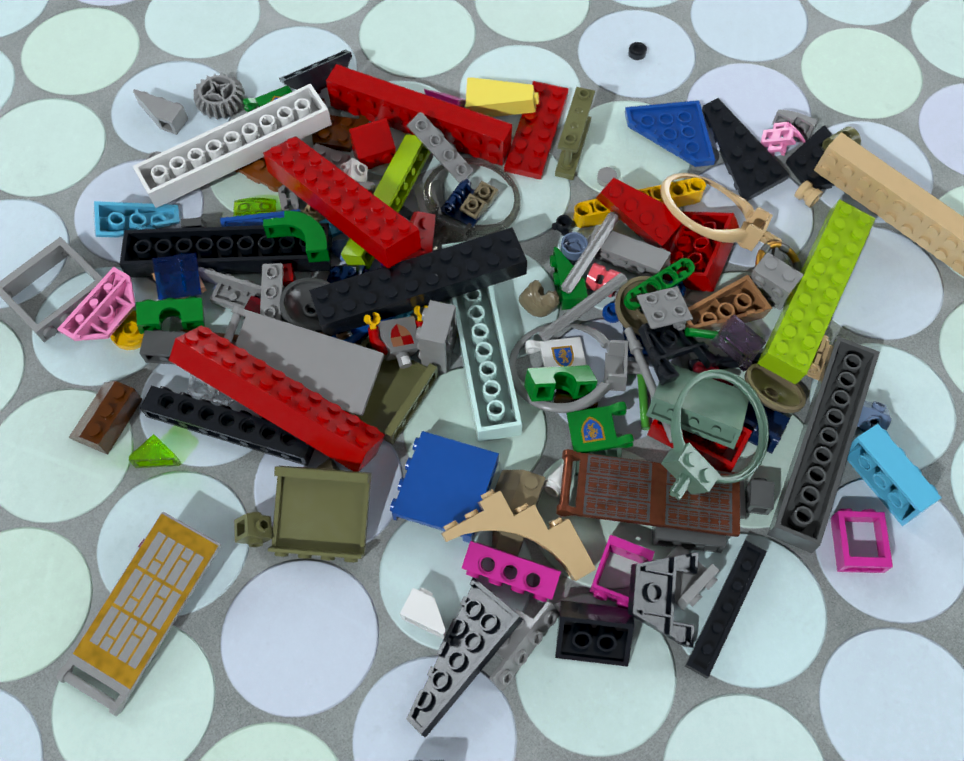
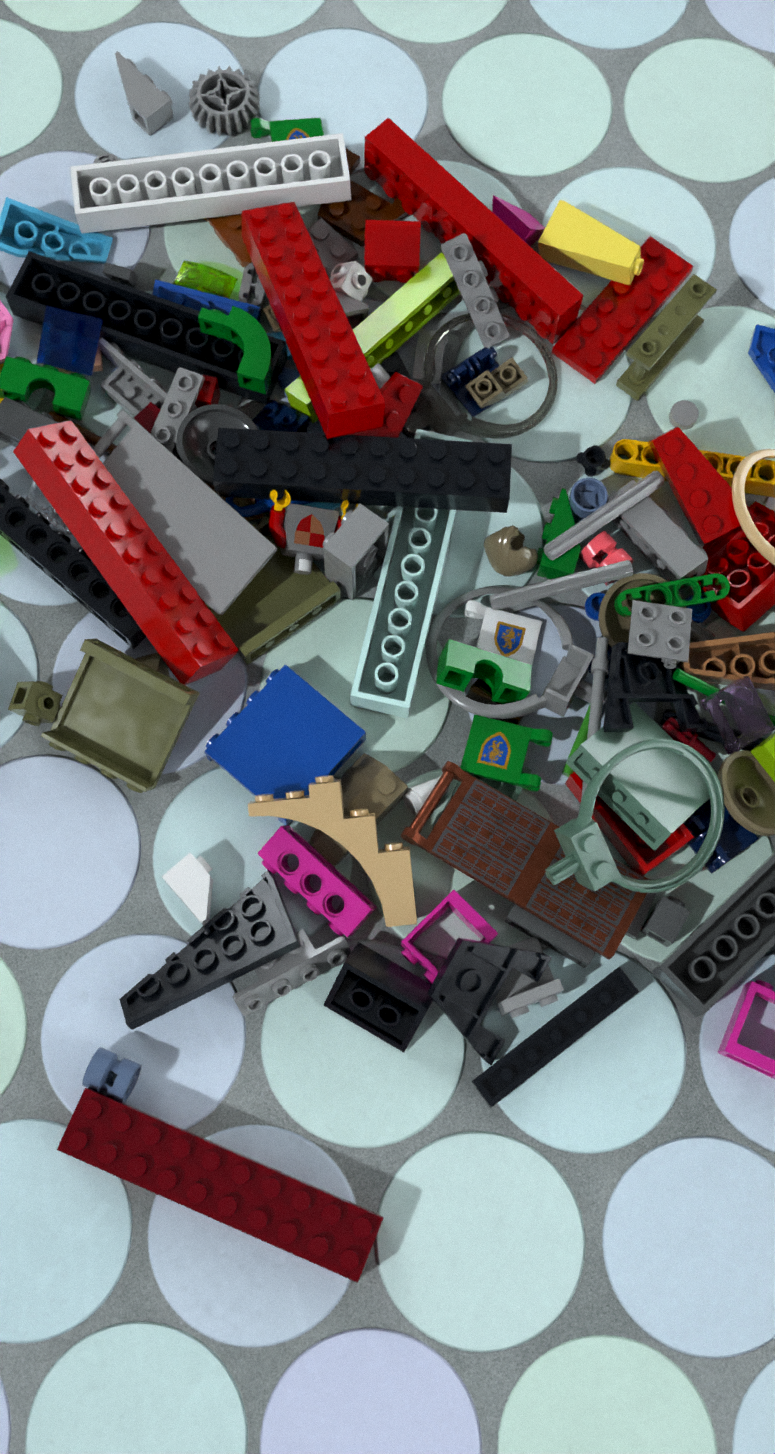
camera: 20 degrees right, 10 degrees up
(316, 73) = (361, 117): black wedge -> none

